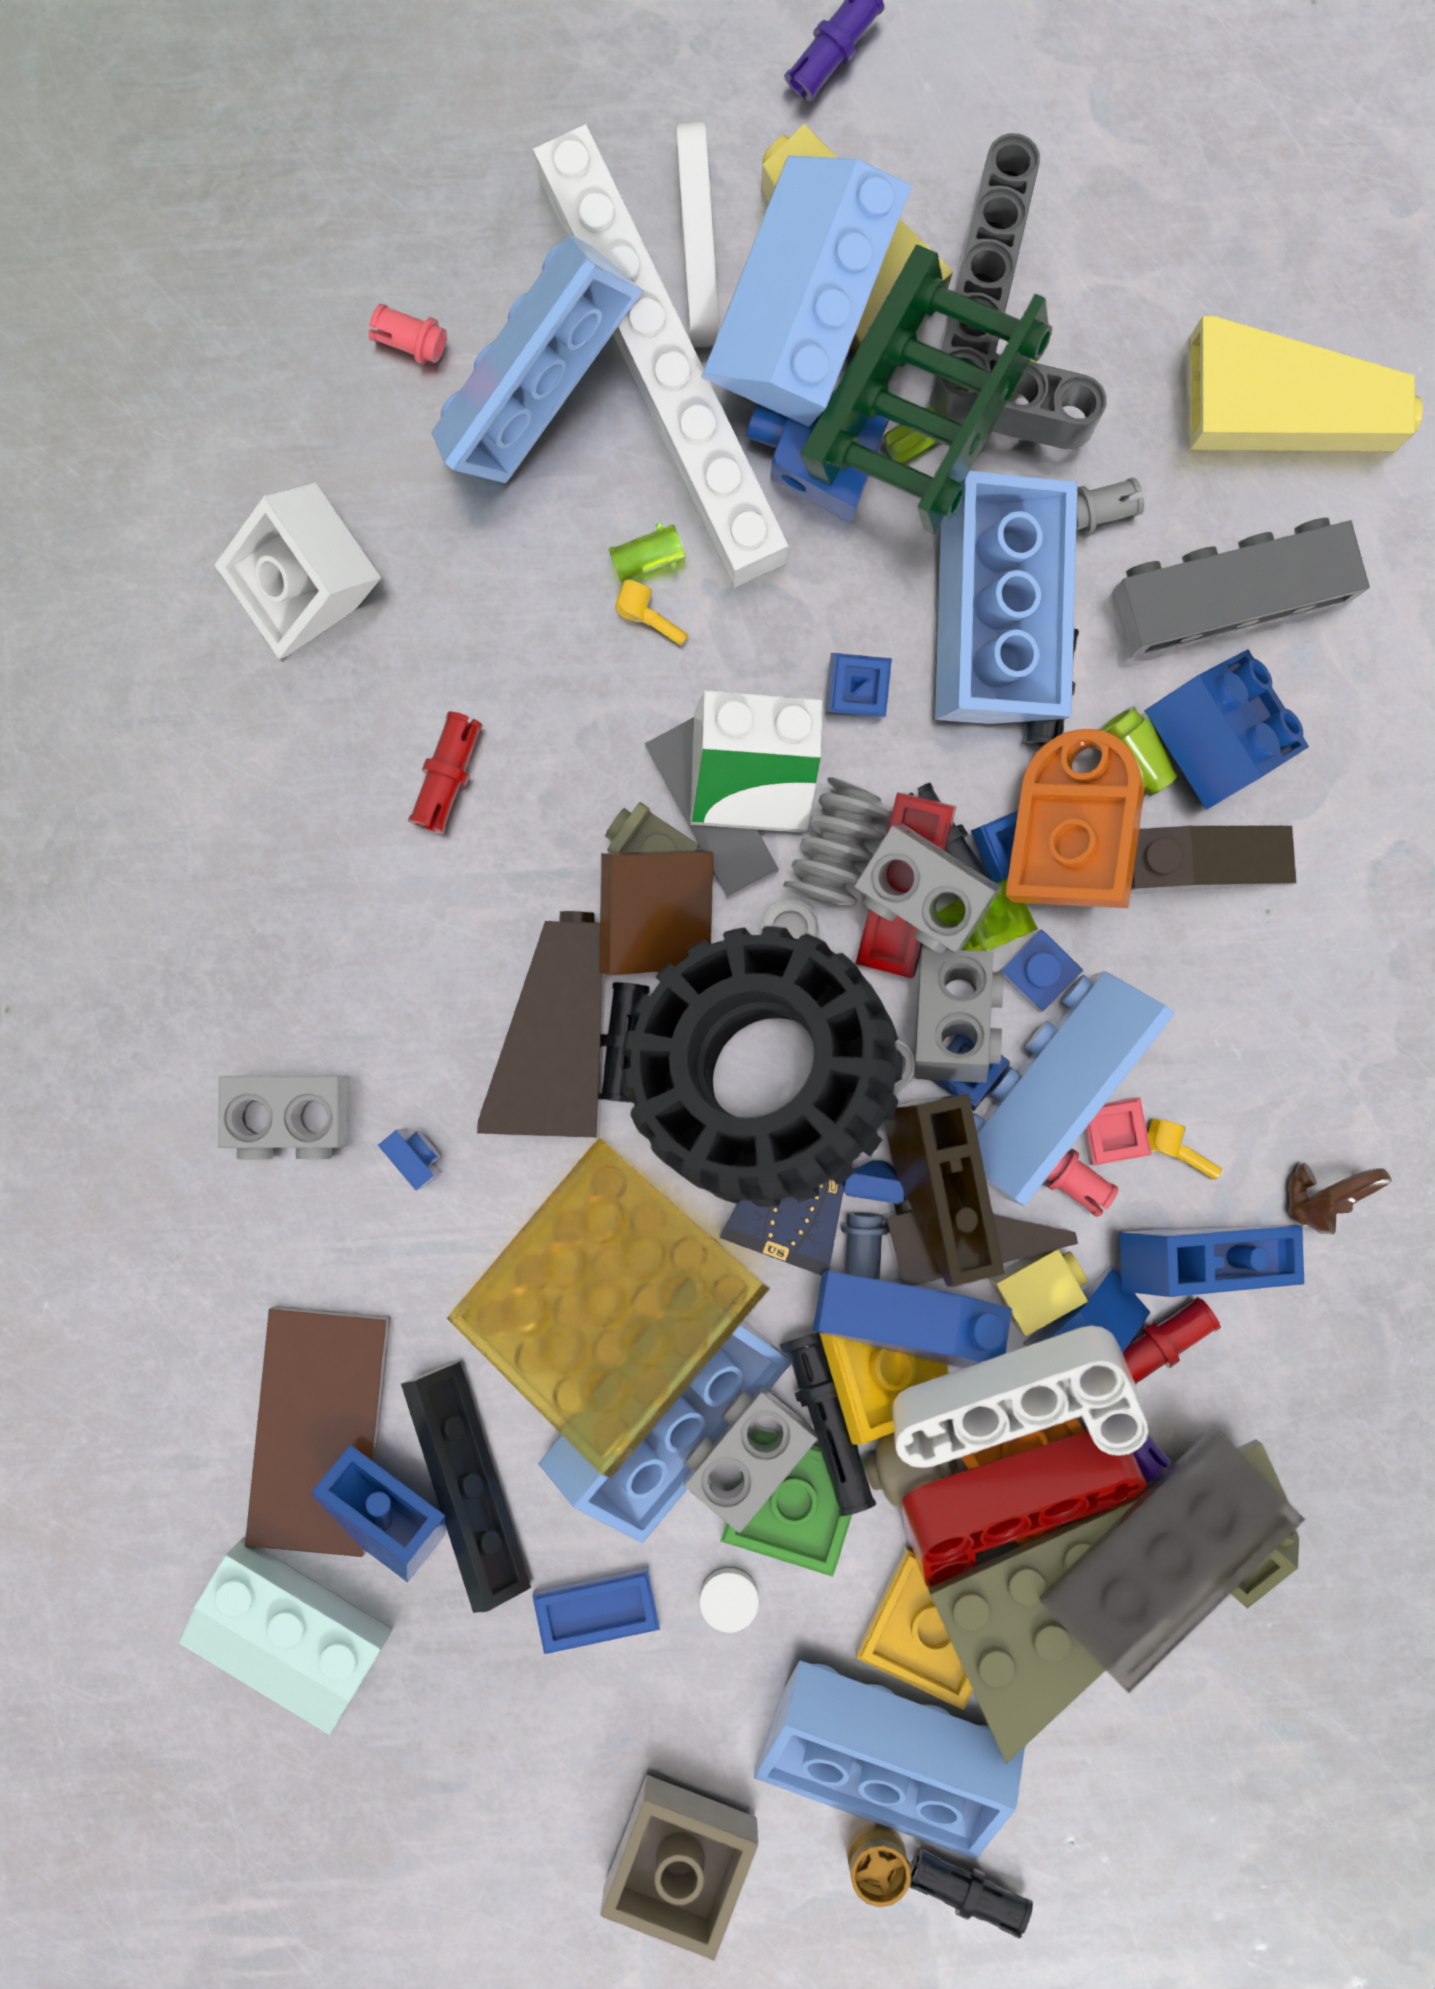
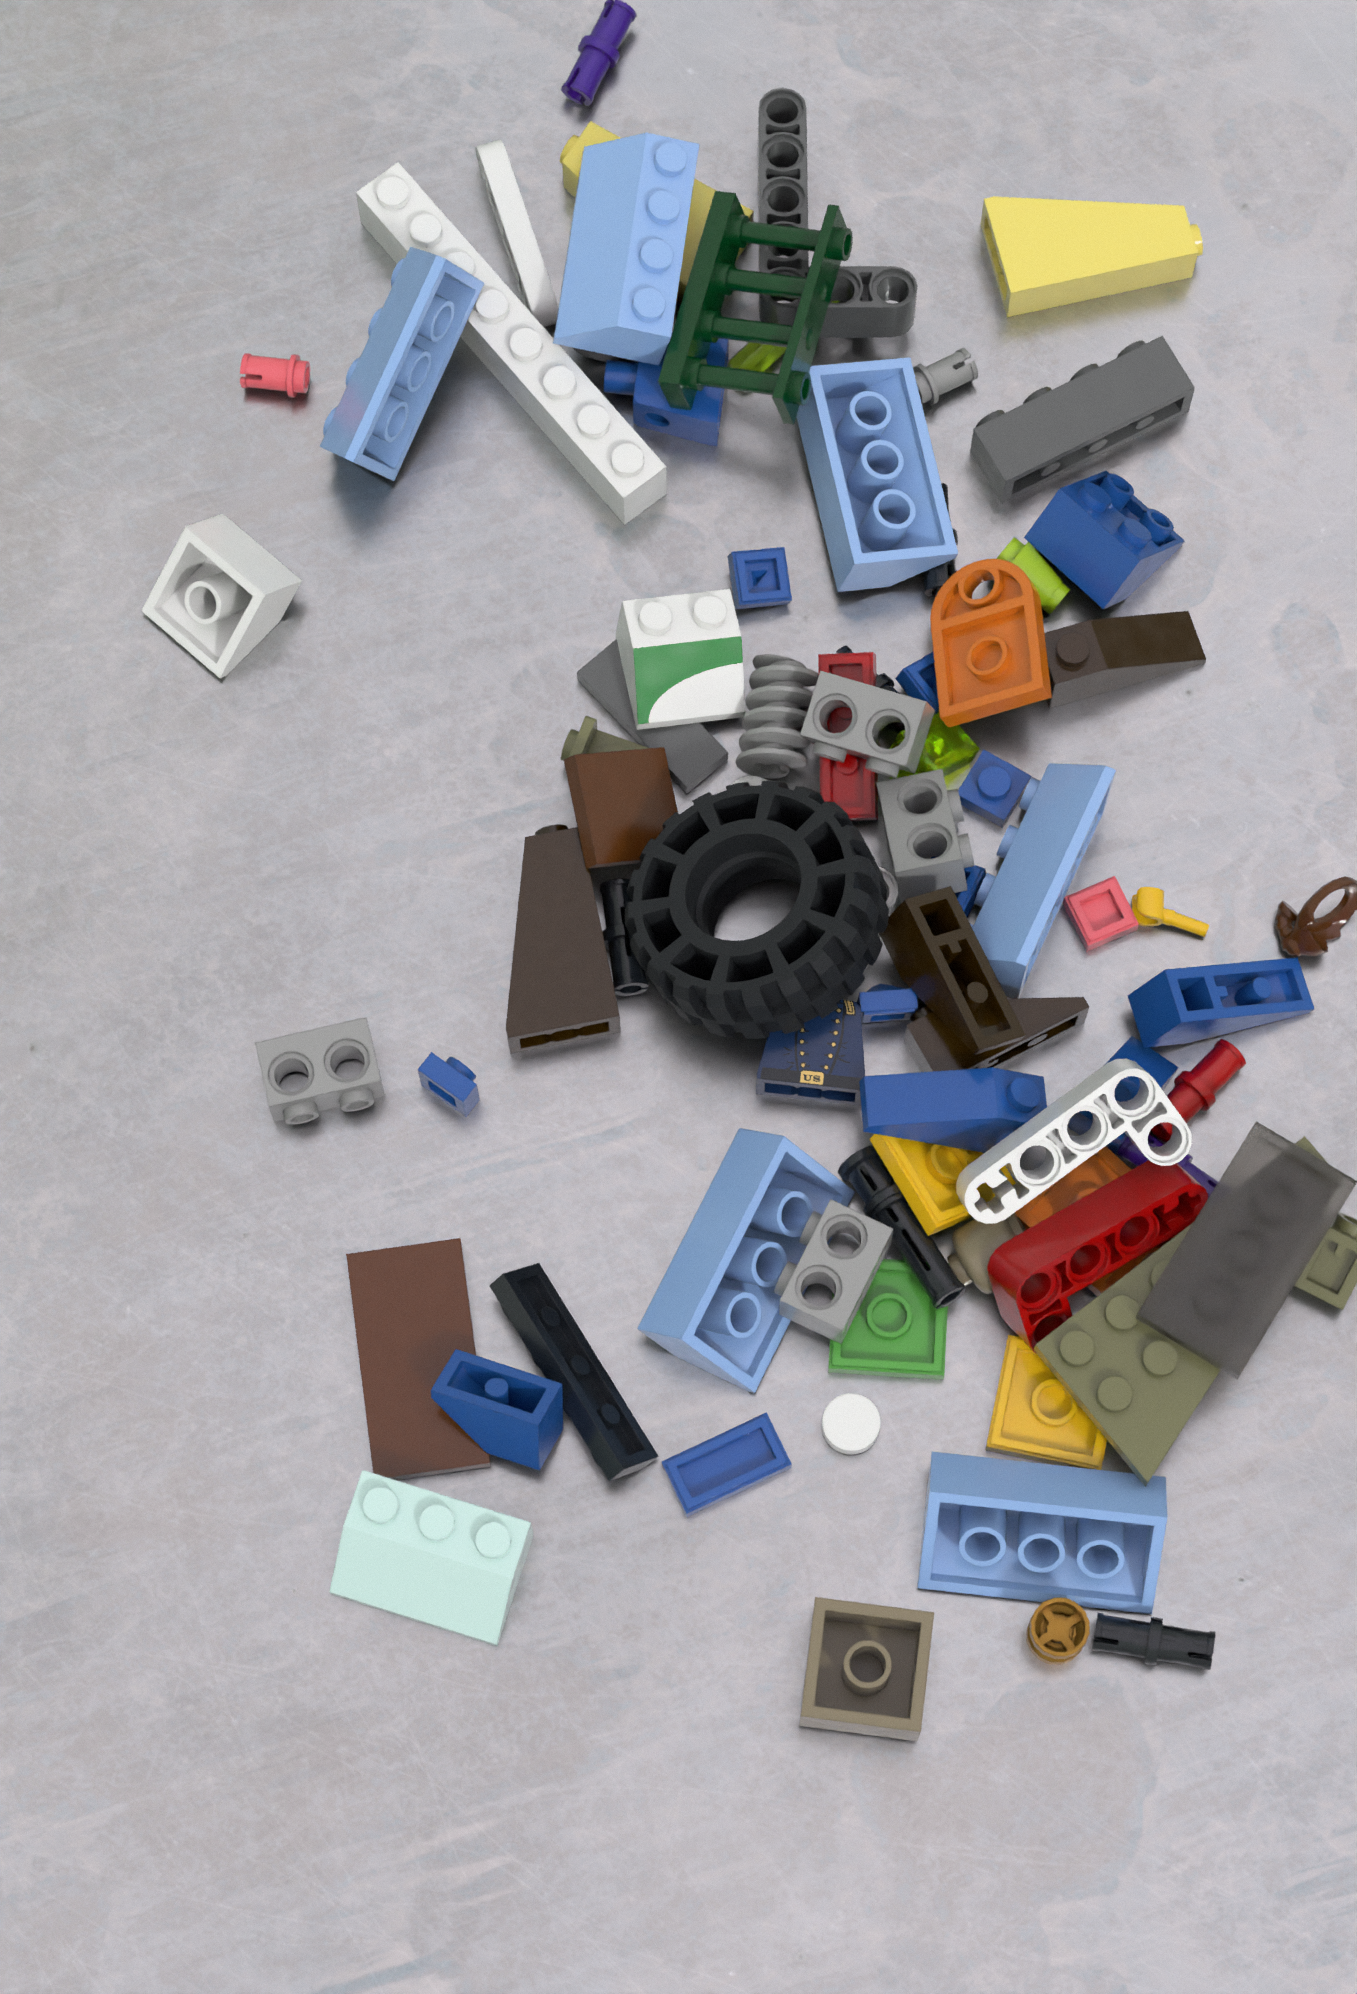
camera: 10 degrees left, 15 degrees down
(445, 772) = (399, 738): red pin -> none
(607, 1306) = (666, 1159): clear yellow plate -> none
(633, 605) = (536, 559): yellow hand -> none
(647, 552) = (539, 509): clear neon green pin -> none
(863, 1243) = (891, 1054): sand blue pin -> none
(1041, 1289) = (1067, 1057): light yellow brick -> none
(1082, 1184) = (1077, 962): coral pin -> none

